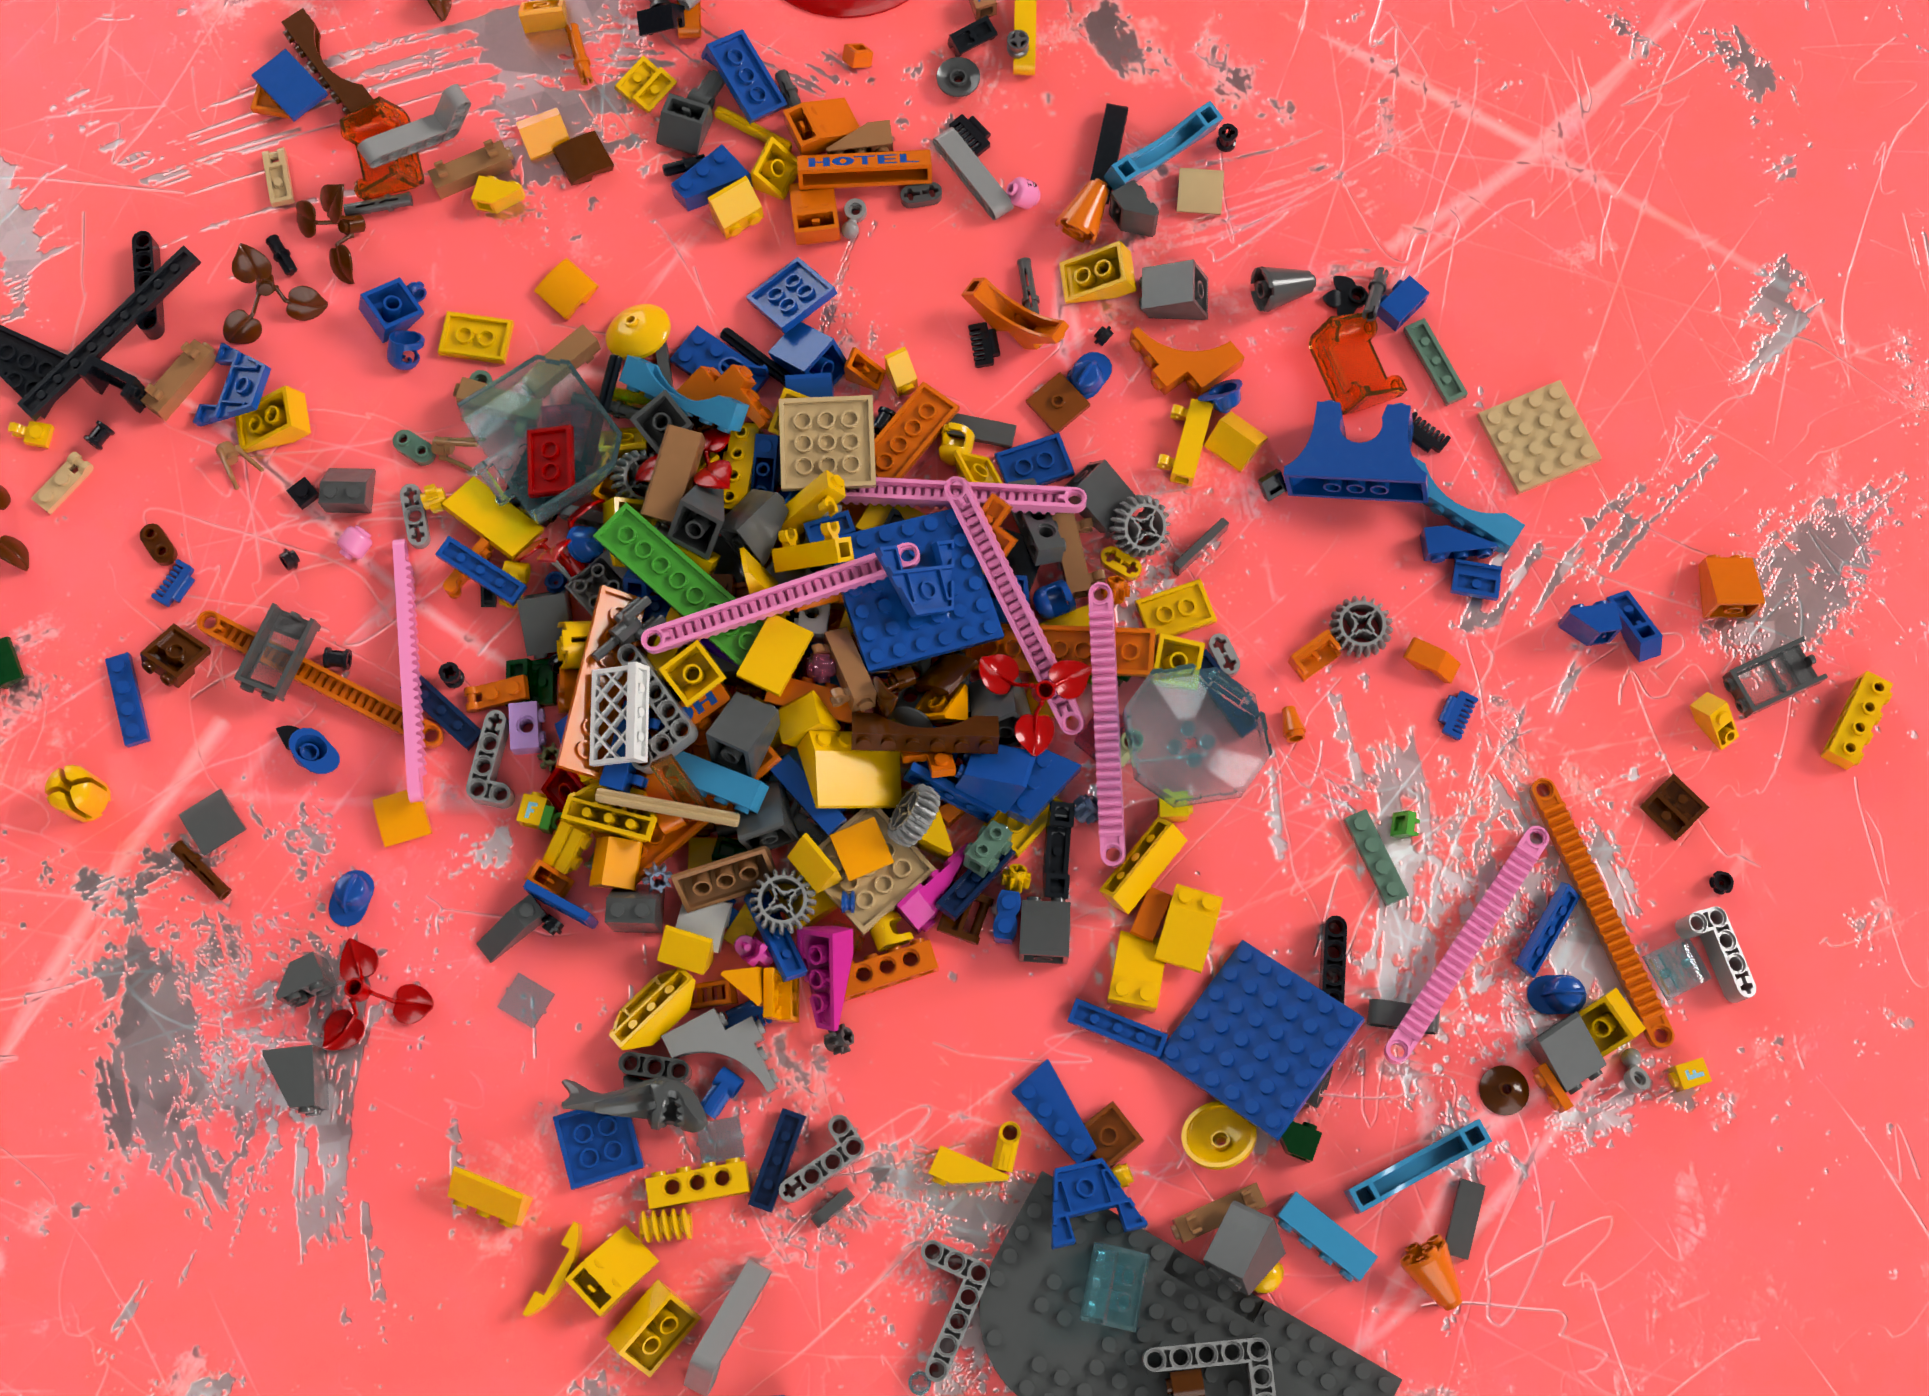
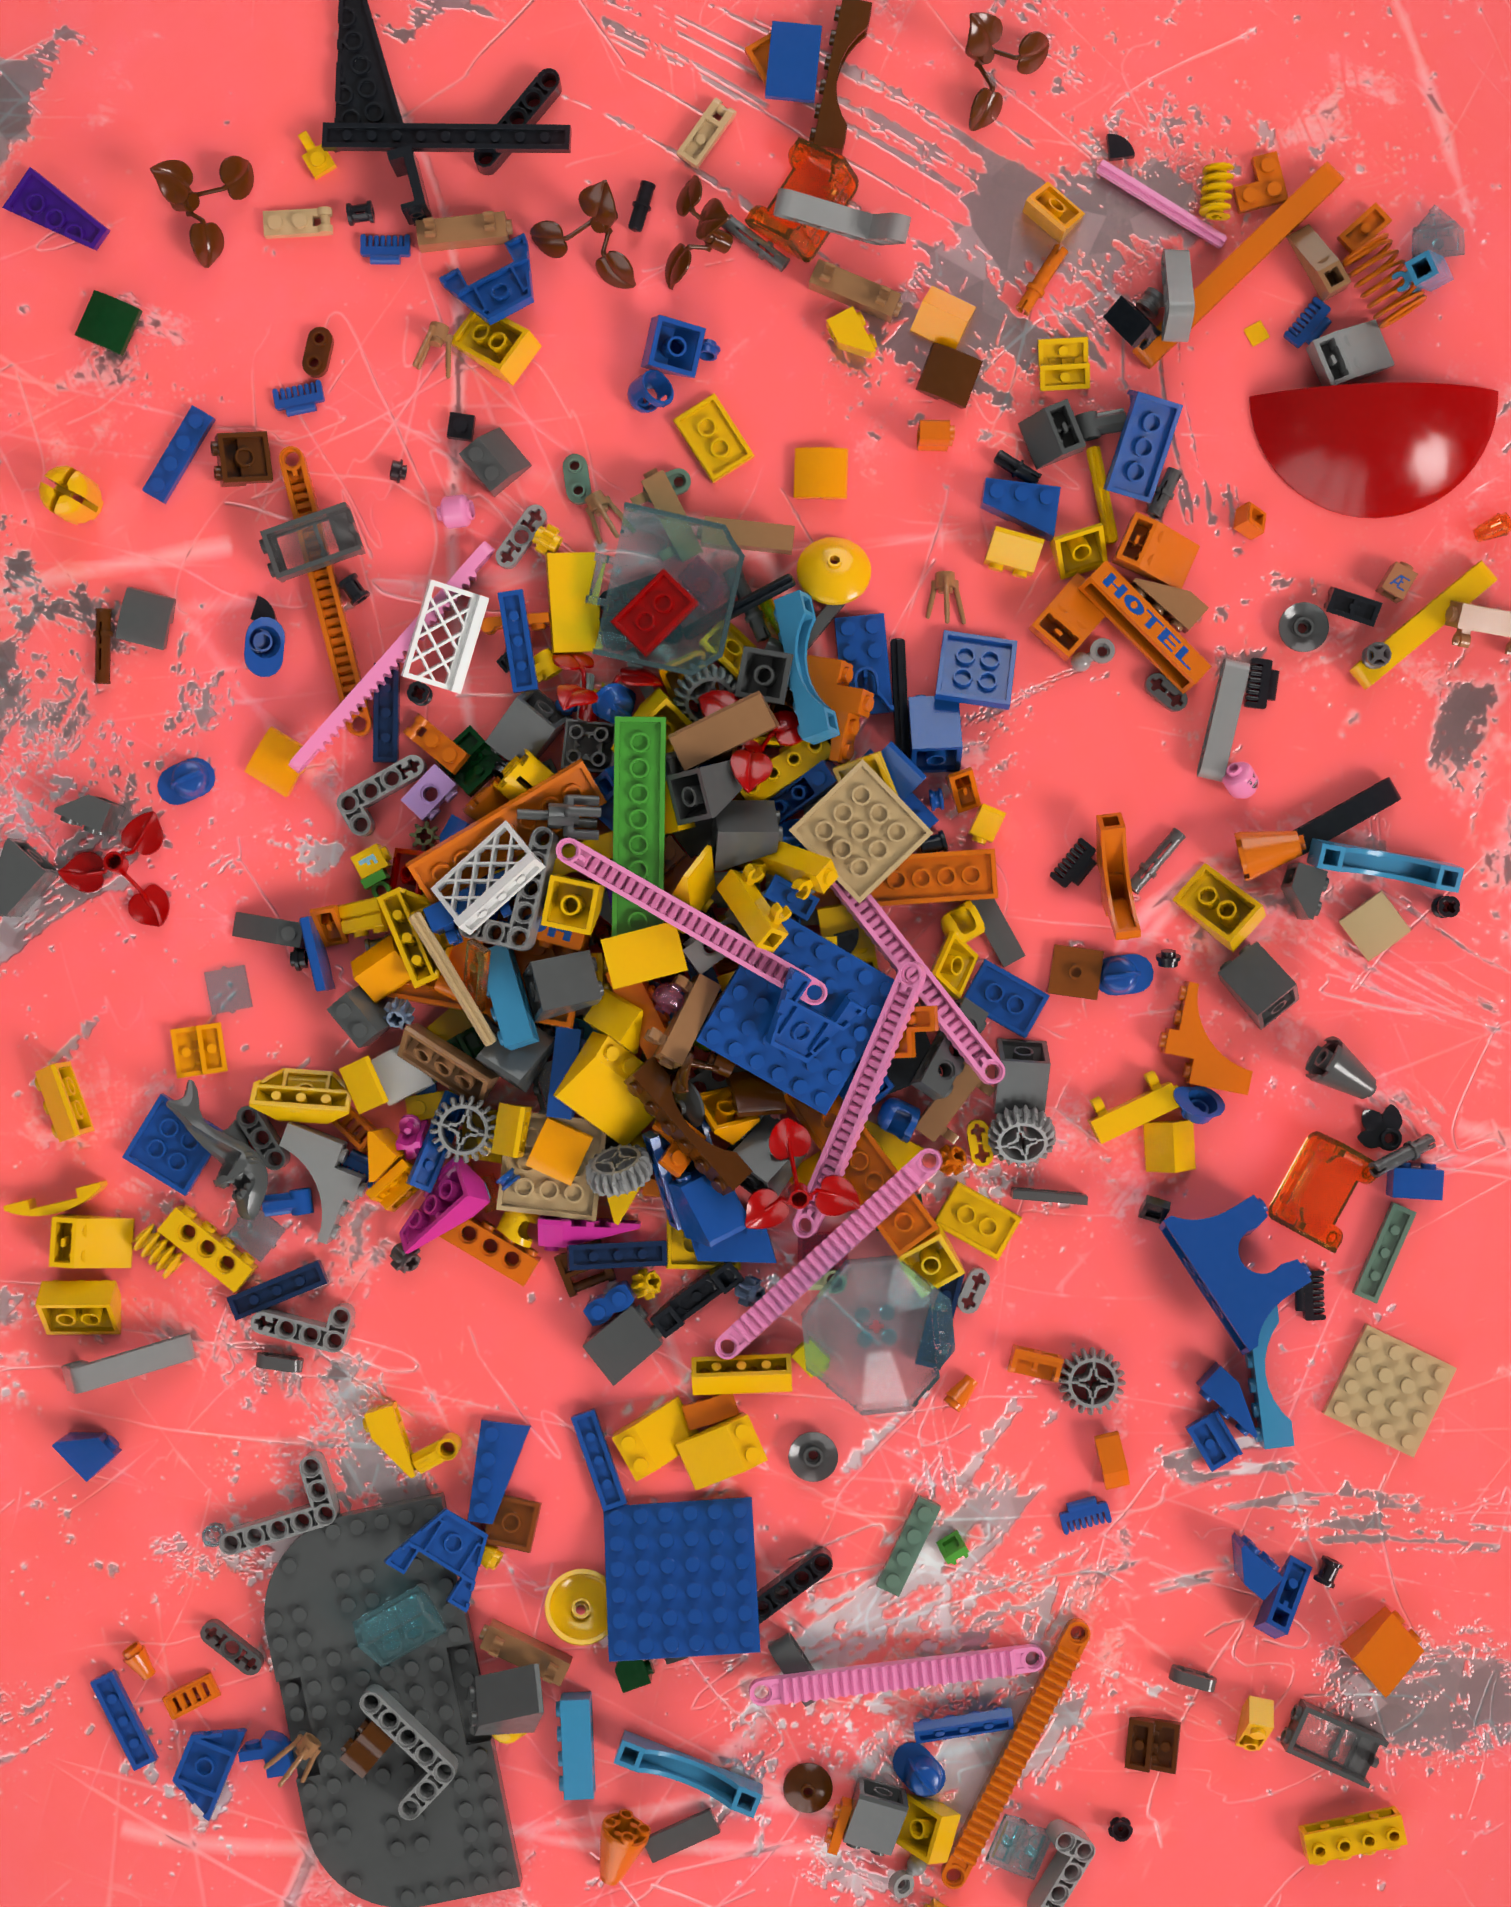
camera: 50 degrees right, 15 degrees up
(141, 444) = (385, 254): none -> blue piece
(448, 614) = (465, 642): none -> white fence
(548, 1061) = (198, 1050): none -> light orange slope
(612, 194) = (935, 435): none -> orange brick
(717, 271) = (945, 584): none -> medium nougat plant
(854, 391) = (936, 799): none -> blue bush
(986, 850) = (654, 1244): sand green brick -> none
(1252, 856) = (808, 1468): none -> dark grey dish
(1639, 579) = (1328, 1571): none -> black bush
(1644, 736) = (1192, 1678): none -> dark grey beam

